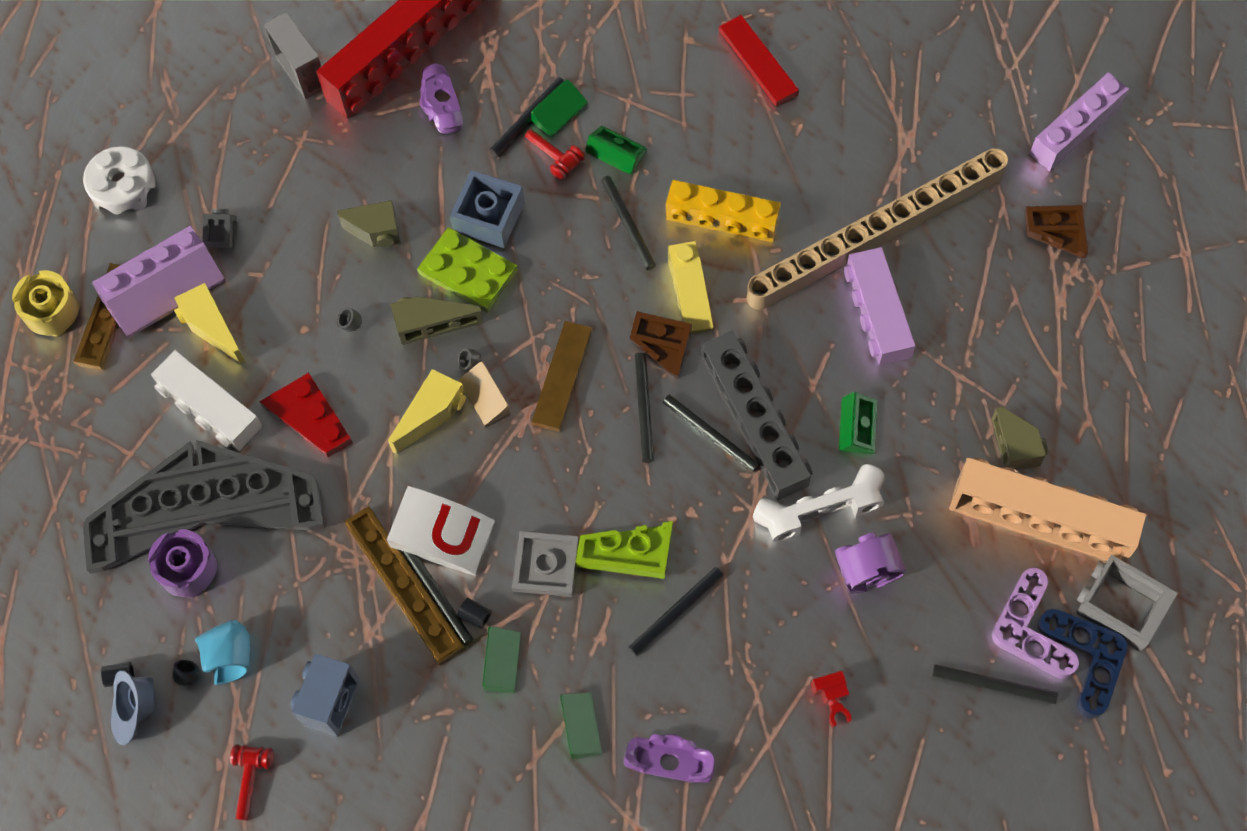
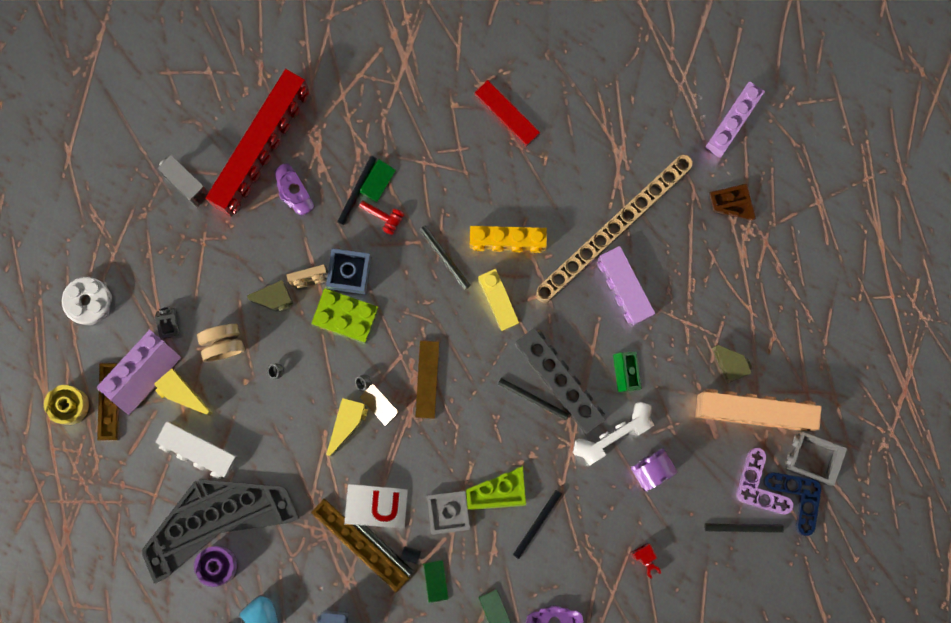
camera: 15 degrees left, 15 degrees up
(282, 262) = (220, 342): none -> tan wheel
(309, 414) = (266, 442): red wing -> none
(427, 201) = (302, 278): none -> tan plate
(428, 317) = (325, 359): olive slope -> none
(615, 149) = (423, 203): green slope -> none
(644, 408) = (486, 390): pearl dark grey bar -> none
(662, 340) = (487, 340): reddish brown wing -> none

